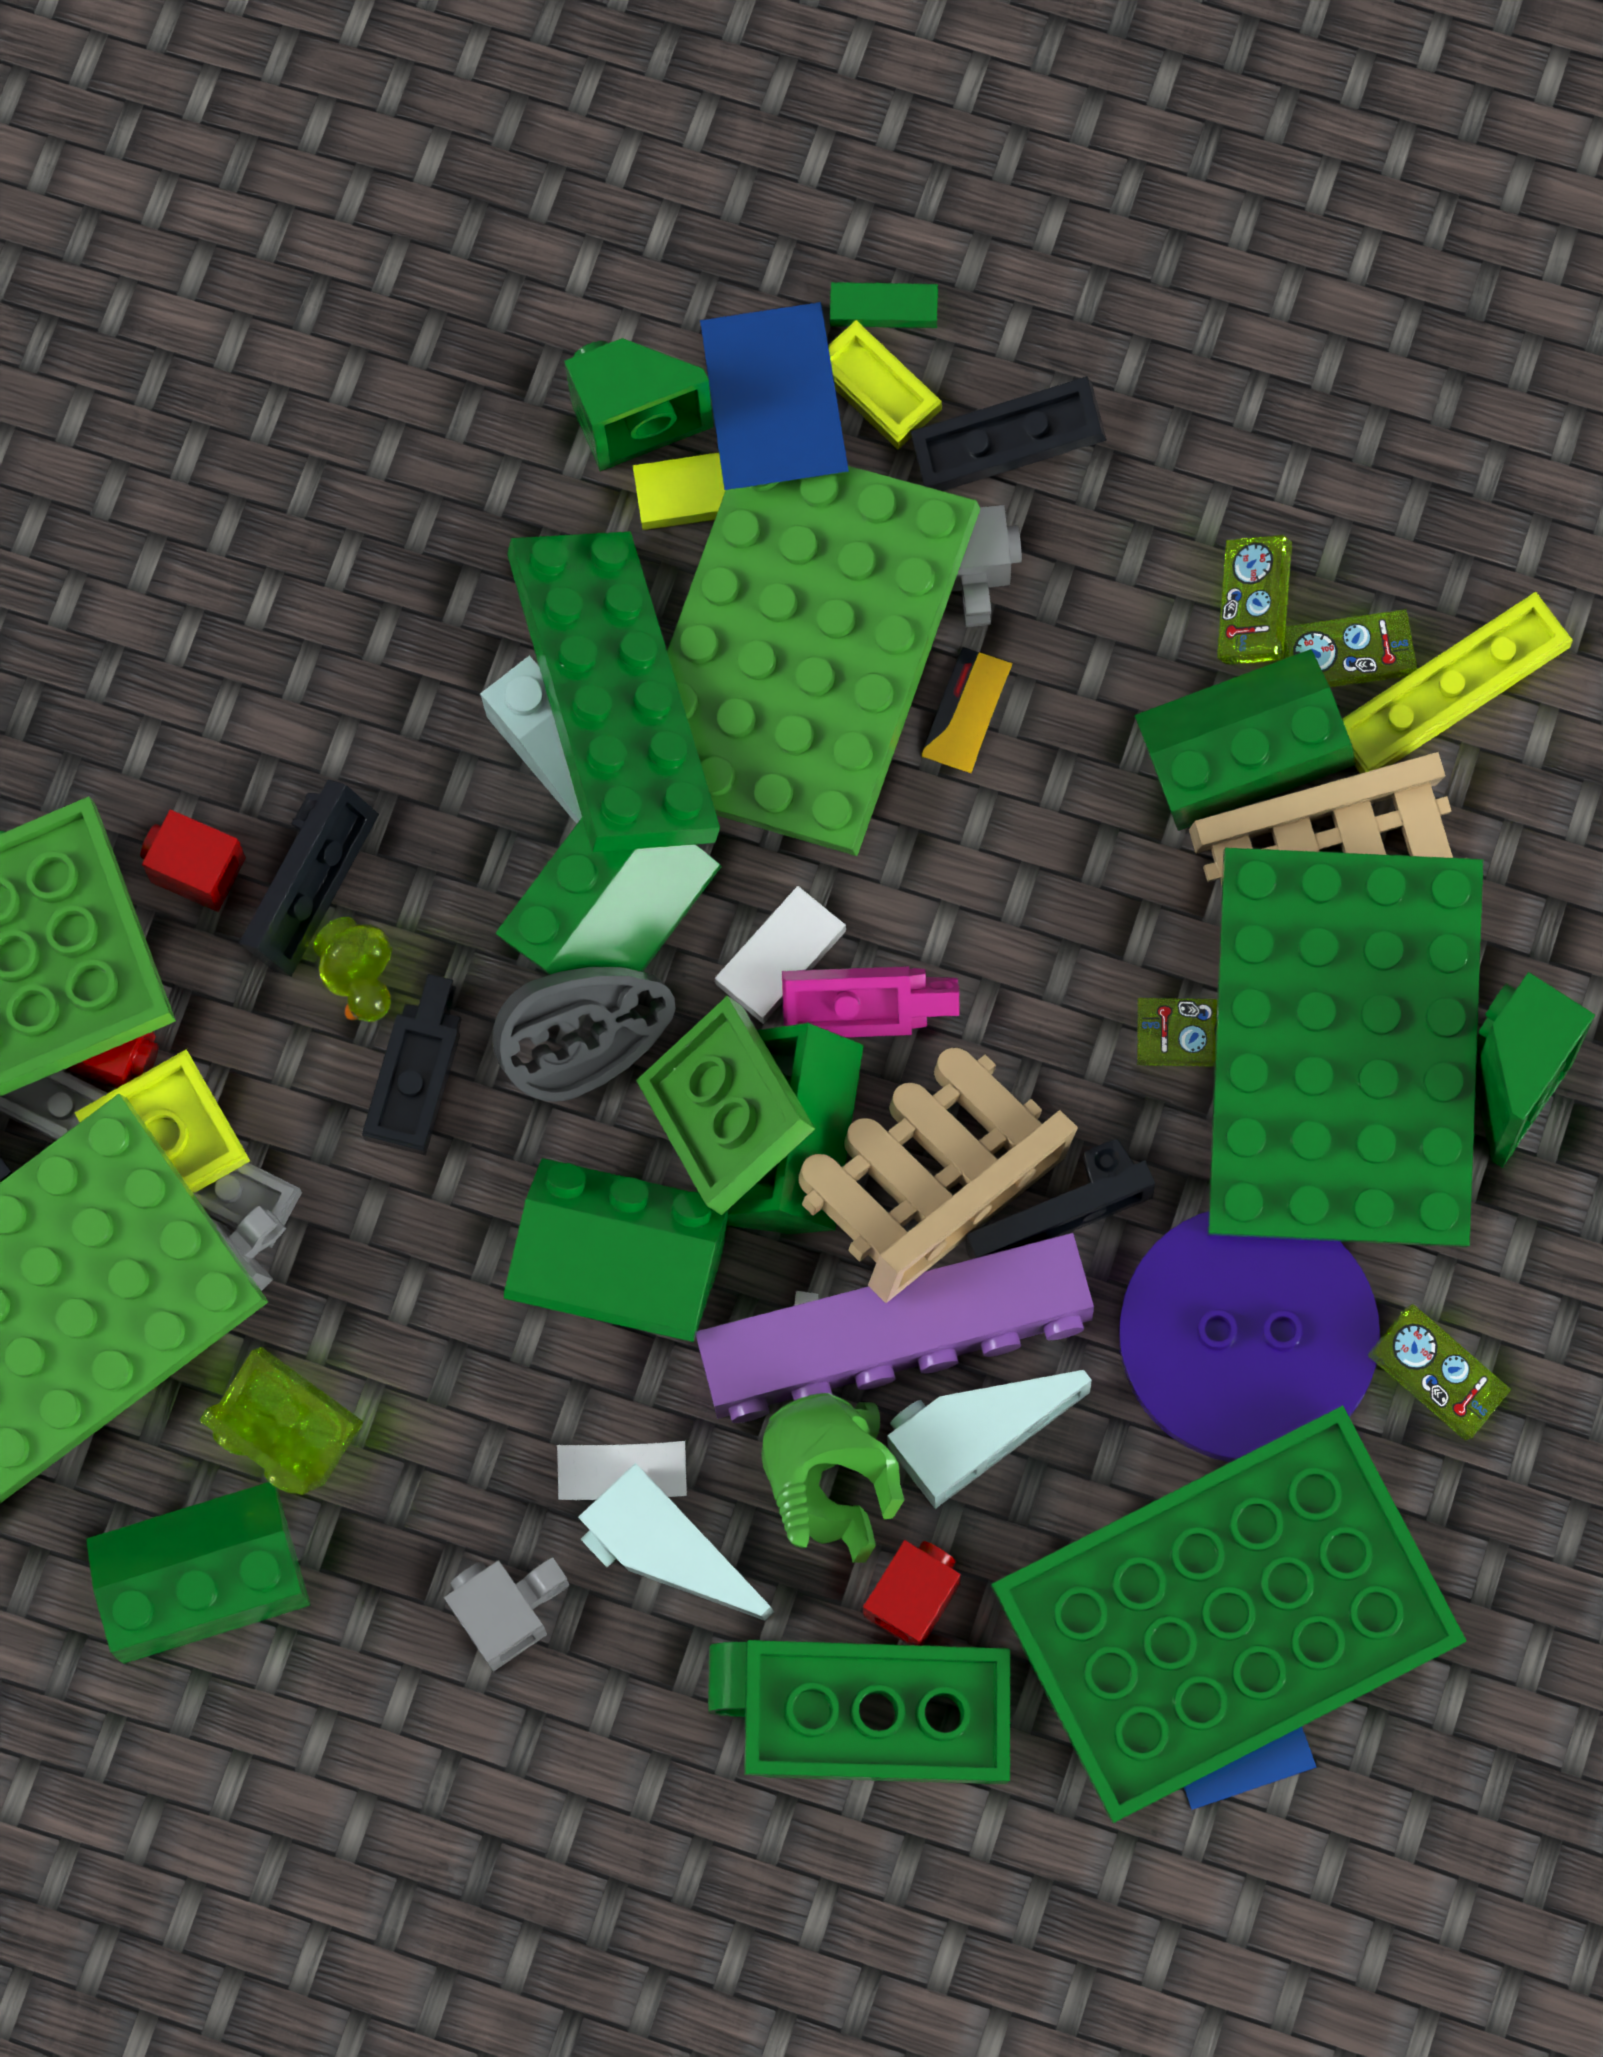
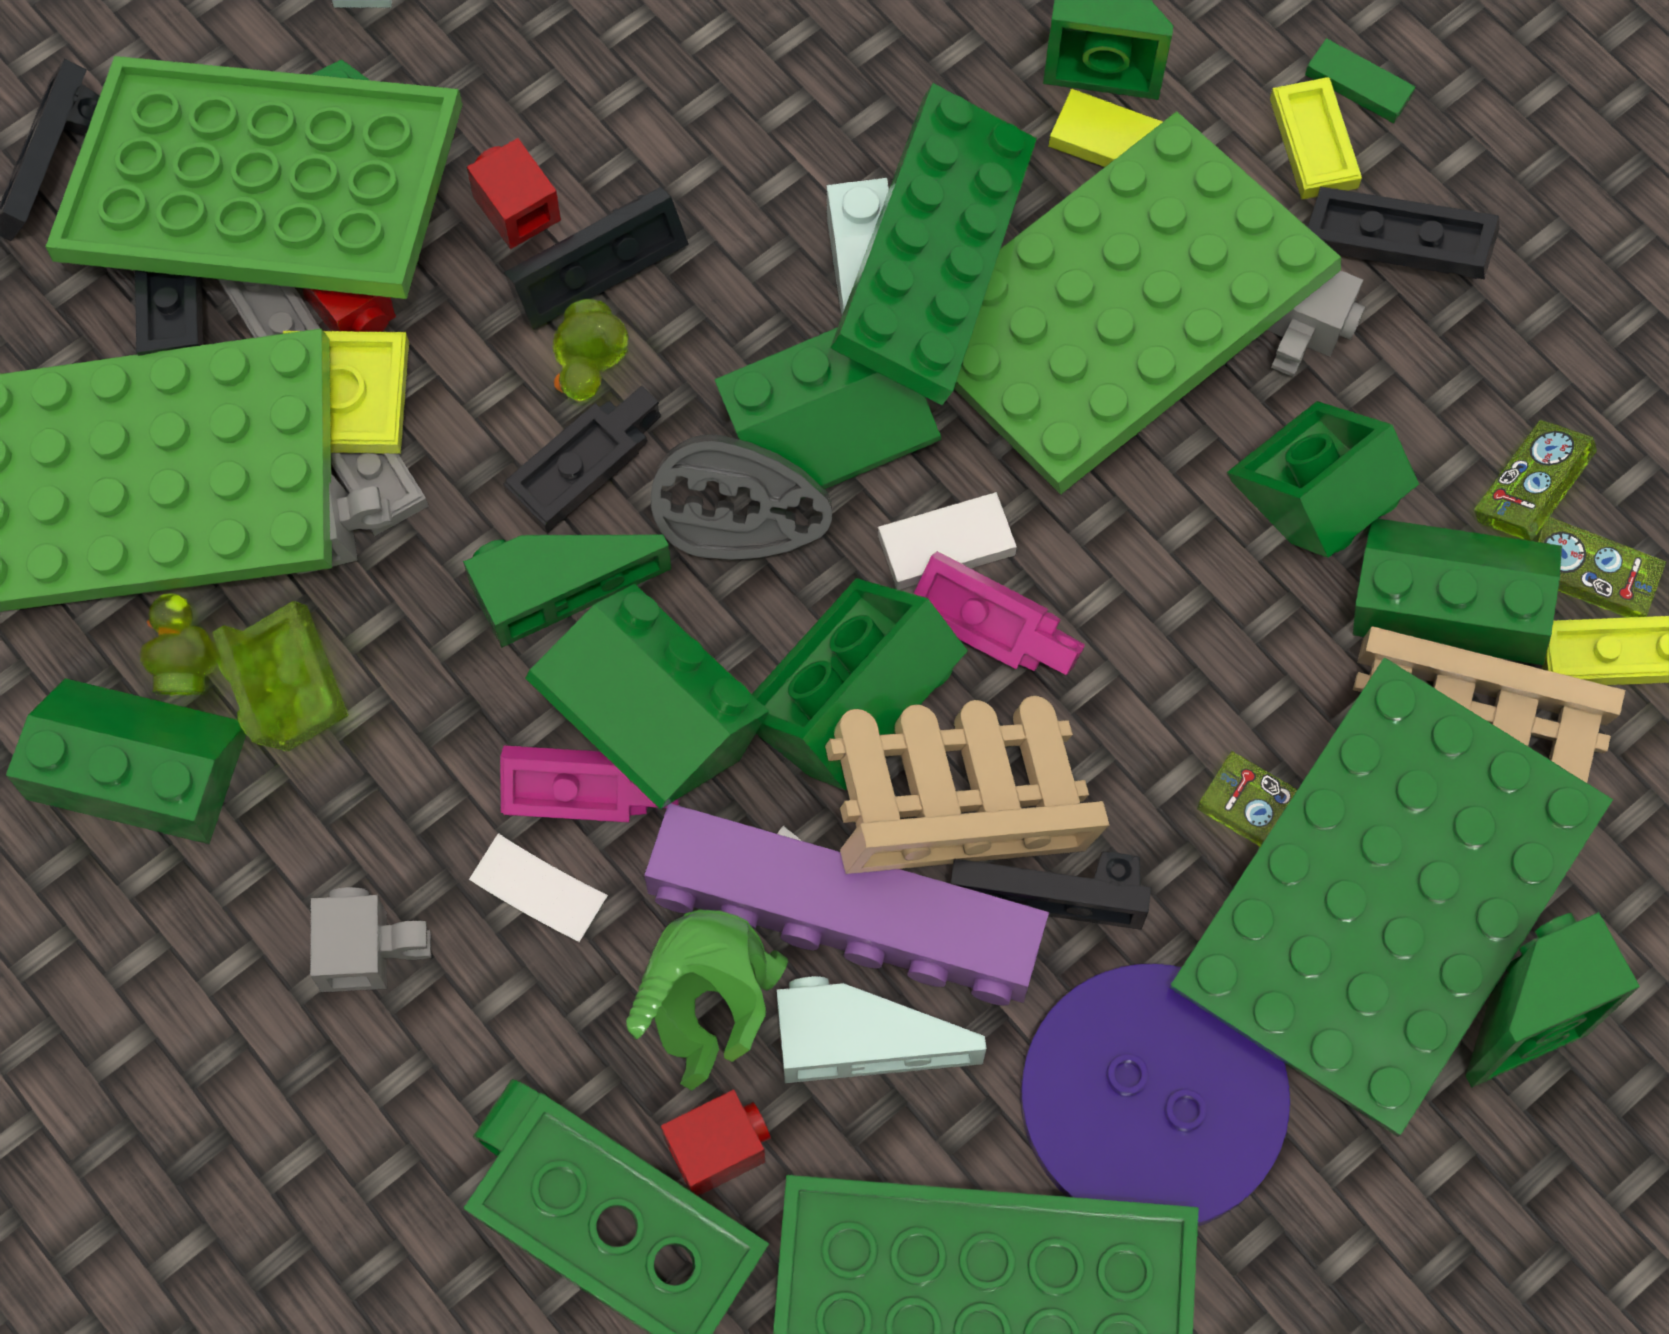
camera: 25 degrees right, 5 degrees down
(173, 1464) = (180, 652): none -> clear neon green animal
(458, 1194) = (551, 577): none -> green slope
(593, 1368) = (567, 785): none -> dark pink hinge
(657, 1541) = (524, 954): light aqua slope -> none
(725, 1105) = (814, 629): bright green plate -> none
(773, 396) = (1221, 94): blue sticker -> none
(966, 709) = (1229, 434): yellow sticker -> none
(1073, 704) = (1326, 477): none -> green slope
(1439, 1372) = (1306, 1233): clear neon green tile -> none

